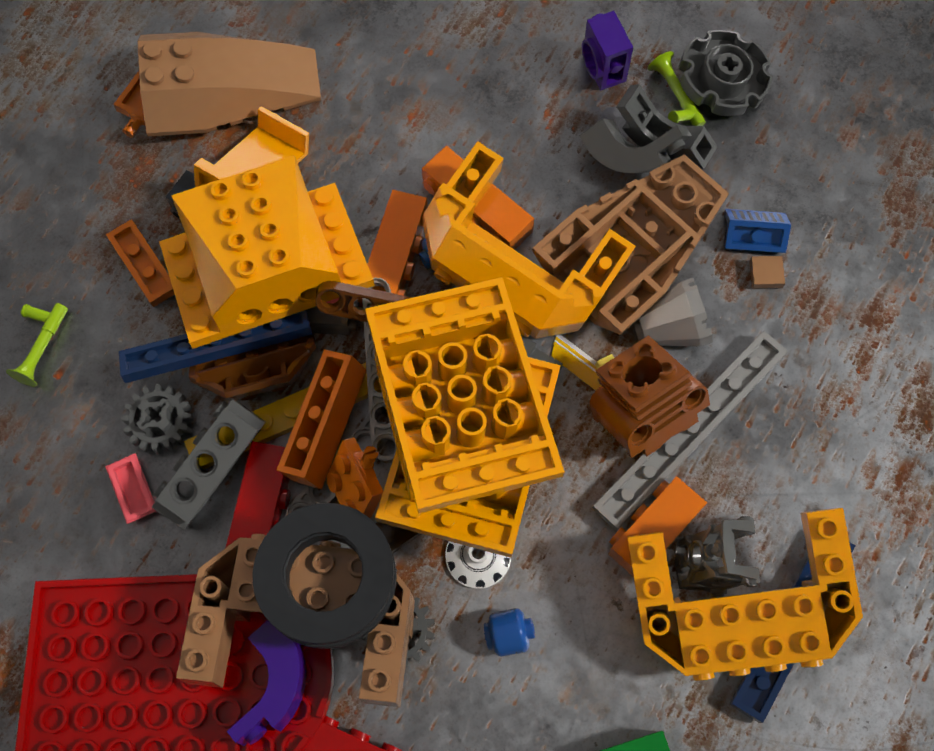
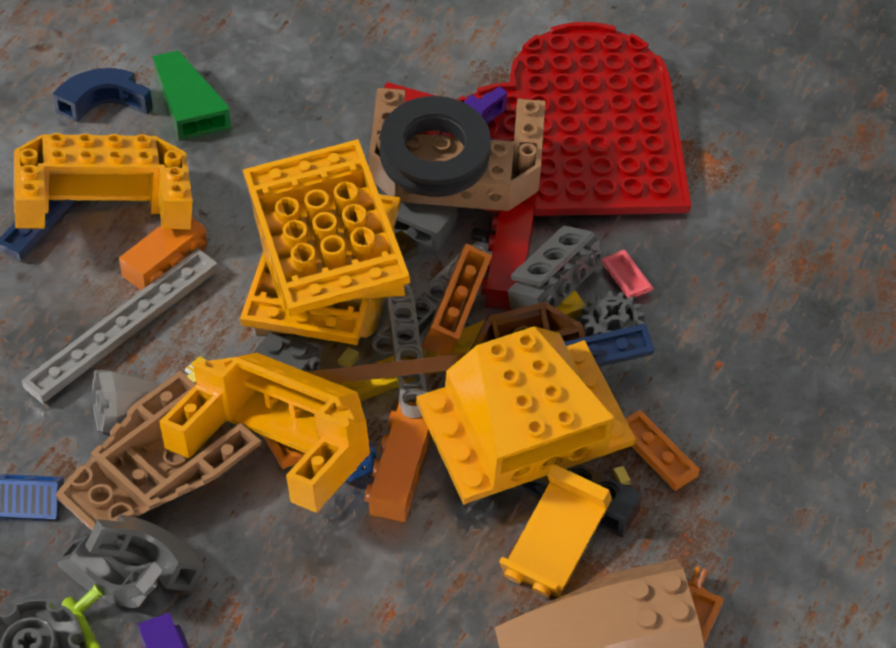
camera: 175 degrees right, 20 degrees down
(52, 320) = (747, 350): lime piece -> none
(354, 478) = (424, 247): orange plate -> none
(494, 211) = (333, 526): orange brick -> none
(646, 397) = (147, 339): dark orange piece -> none
(698, 565) = (116, 214): dark grey piece -> none
(767, 272) = (25, 457): medium nougat tile -> none

